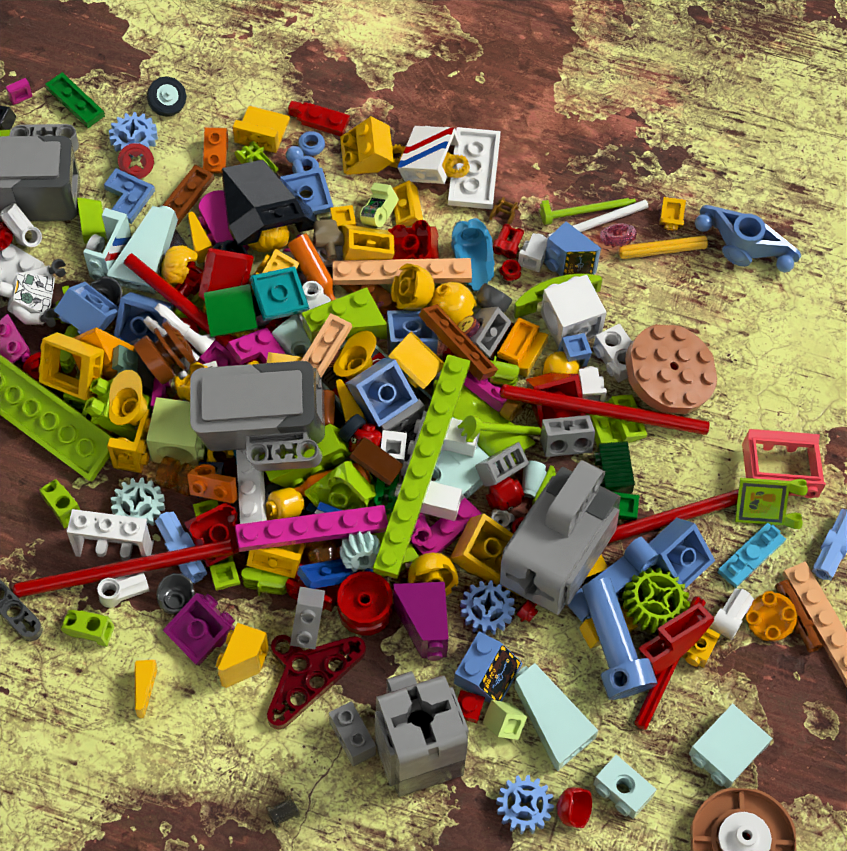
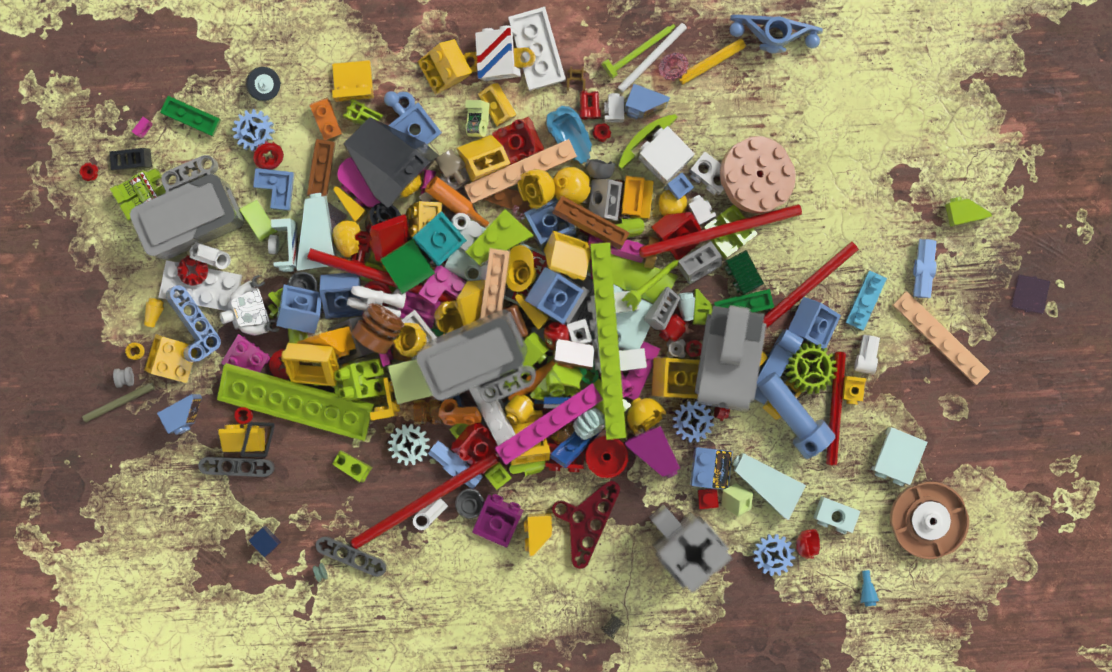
camera: 15 degrees left, 25 degrees up
(88, 626) = (418, 551): lime leg -> none
(107, 529) = (422, 479): white window -> none
(124, 359) = (352, 348): sand green plate -> none
(126, 399) = (368, 380): yellow piece -> none
(144, 680) = (476, 573): yellow slope -> none
(307, 618) = (572, 487): light grey brick -> none
(311, 136) = (397, 86): medium blue piece -> none
(319, 117) = (394, 50): red hinge -> none
(343, 215) = (453, 138): yellow plate -> none
(351, 427) = (544, 333): black wheel -> none
(352, 733) = (637, 554): light grey brick -> none
(469, 326) = (592, 203): tile -> none
(672, 213) = (709, 29): yellow bracket -> none
(676, 637) = (836, 394): red slope -> none
(766, 501) = (868, 257): lime flag -> none
(771, 616) = (896, 345): light orange dish -> none
(791, 440) = (875, 239): coral window -> none
(811, 639) = (918, 340): dark orange pin -> none

